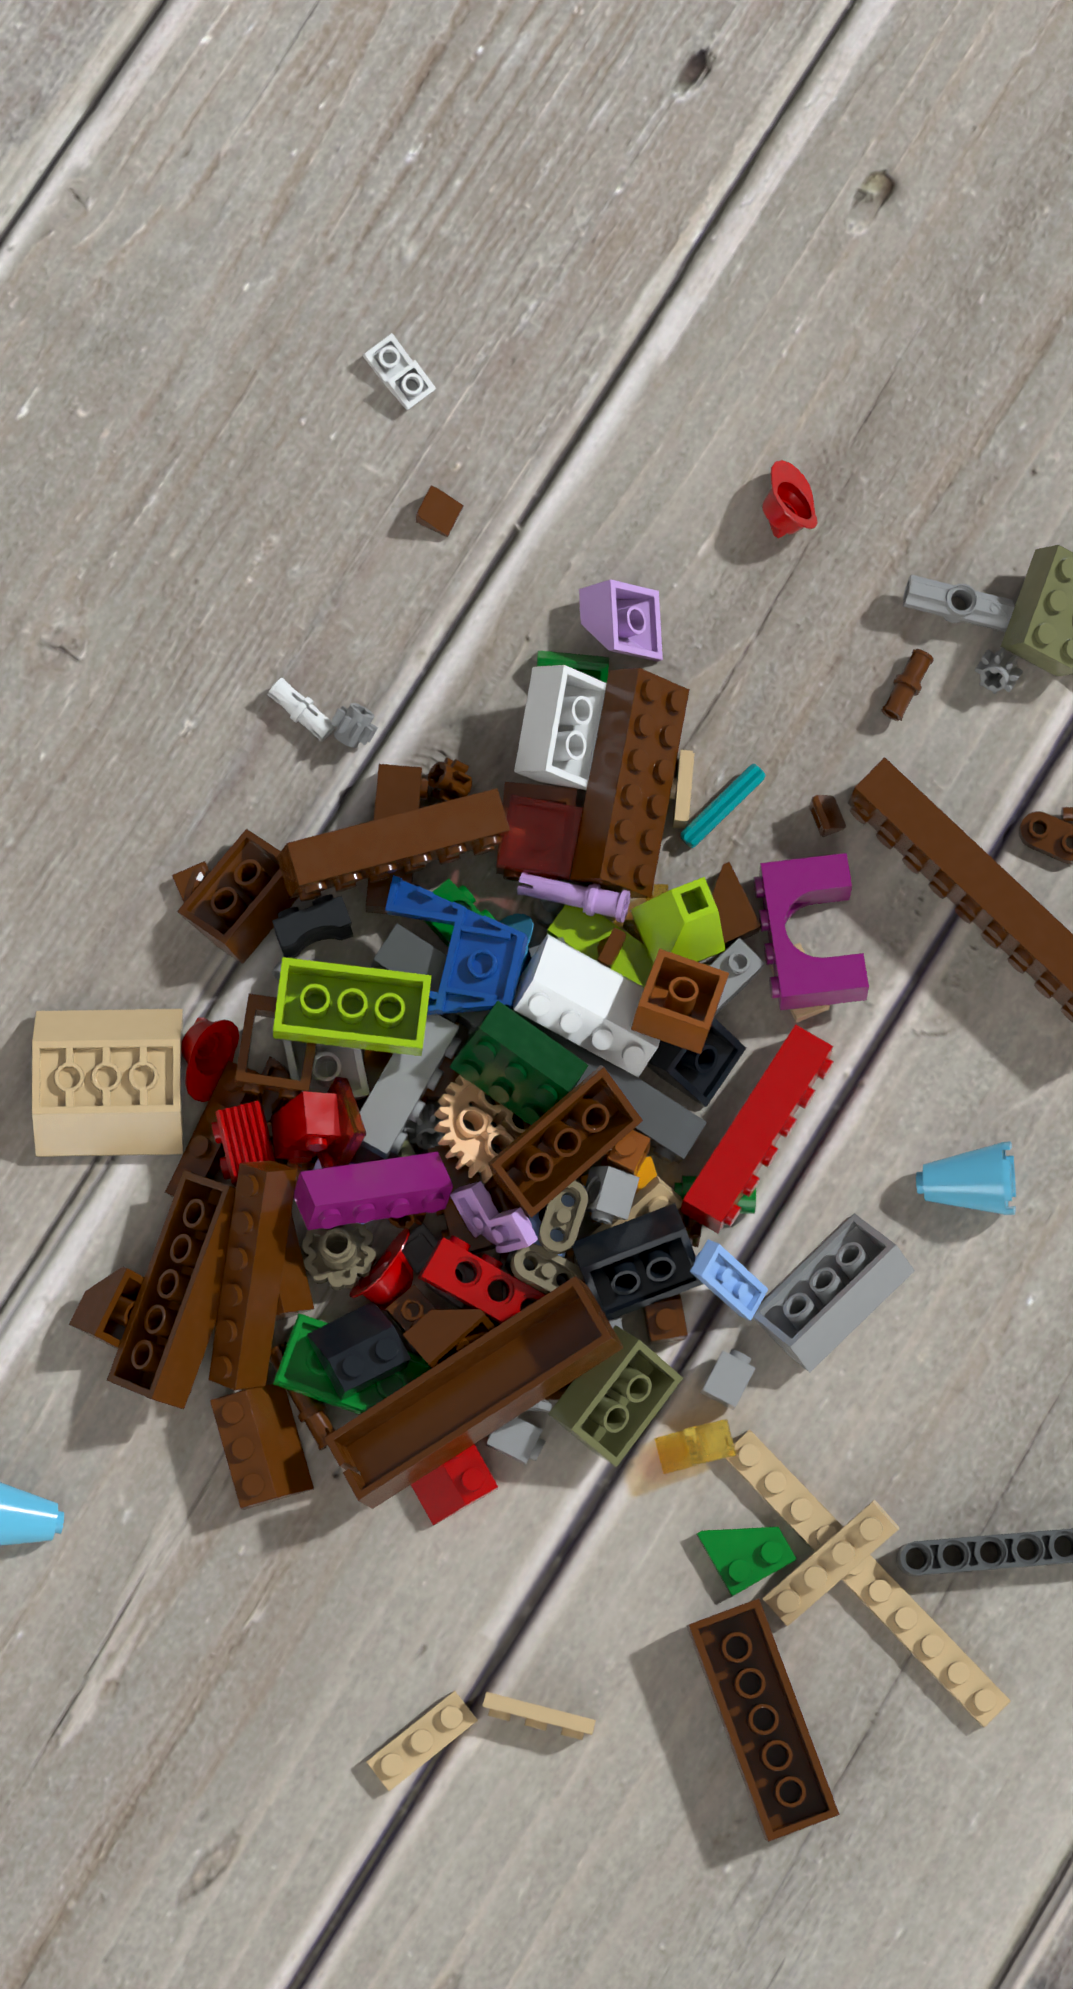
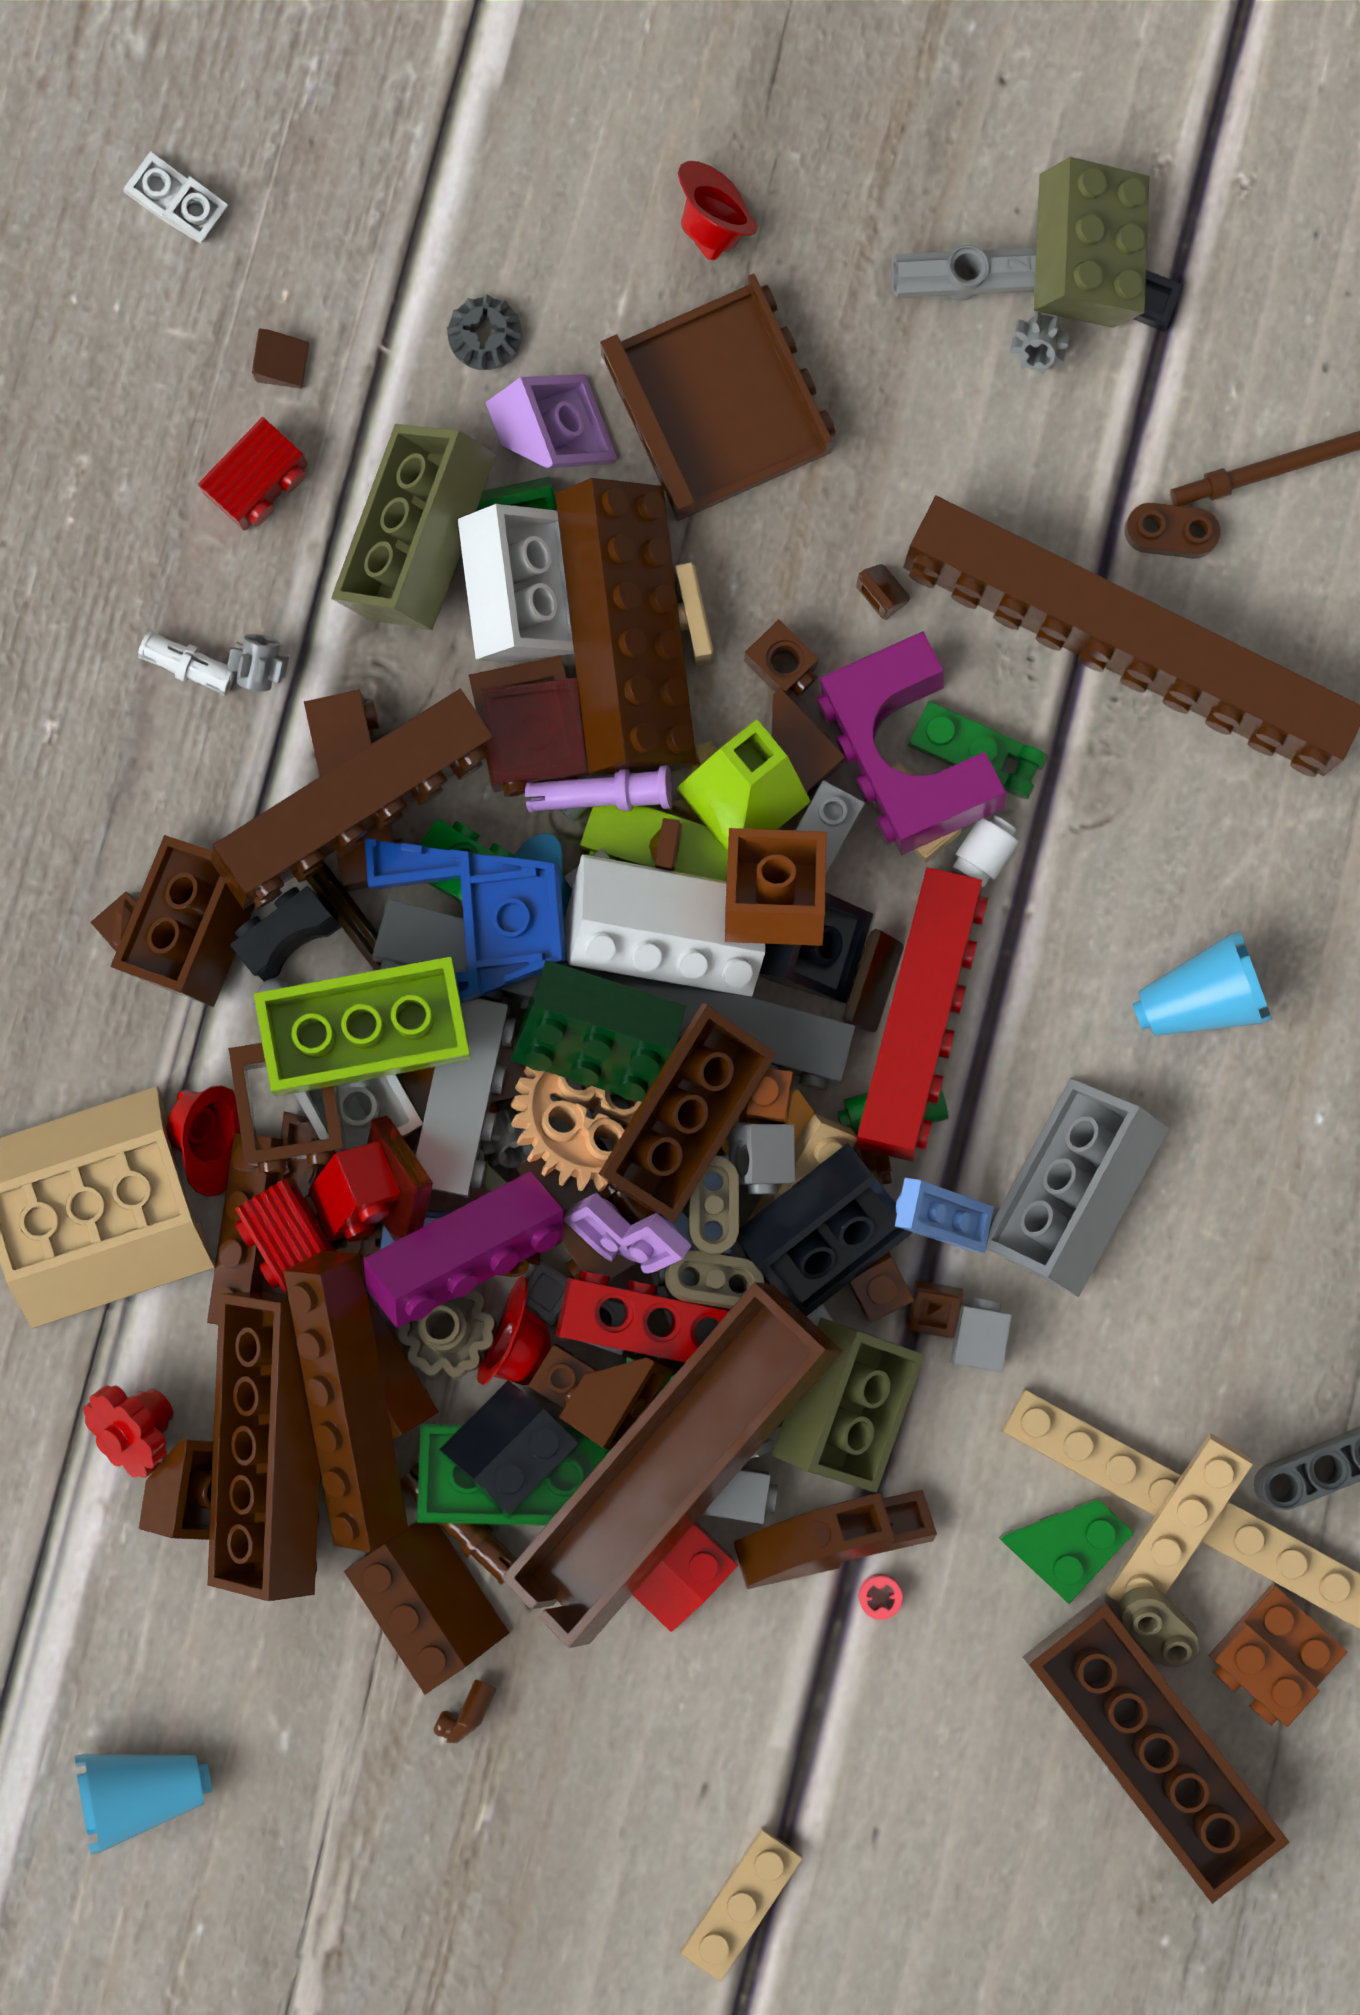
camera: 10 degrees left, 5 degrees up
(85, 1249) = (130, 1427): none -> red plant
(266, 1539) = (470, 1716): none -> reddish brown arm
(360, 926) = (346, 912): none -> dark brown axle
(394, 589) = (254, 475): none -> red brick
(449, 780) = (399, 694): reddish brown gear -> none
(496, 662) = (410, 526): none -> olive brick
(538, 1716) = (875, 1829): tan plate -> none
(572, 1488) = (833, 1535): none -> reddish brown slope
(597, 1536) = (879, 1582): none -> coral bush
(601, 552) = (499, 347): none -> dark grey gear
(695, 1446) = (965, 1433): clear yellow slope -> none
(701, 1349) = (934, 1309): none -> reddish brown tile
(722, 805) = (749, 619): teal axle -> none
(731, 1096) = (873, 981): none -> dark brown slope
(737, 828) = (780, 640): none -> reddish brown brick
(750, 639) = (719, 399): none -> reddish brown panel
(795, 1635) = (1162, 1630): none -> dark tan plate
(844, 1026) = (986, 849): none -> white brick
(845, 937) = (957, 738): none -> green plate
(874, 1684) = (1276, 1657): none -> dark orange plate
(907, 684) = (932, 395): reddish brown pin -> none

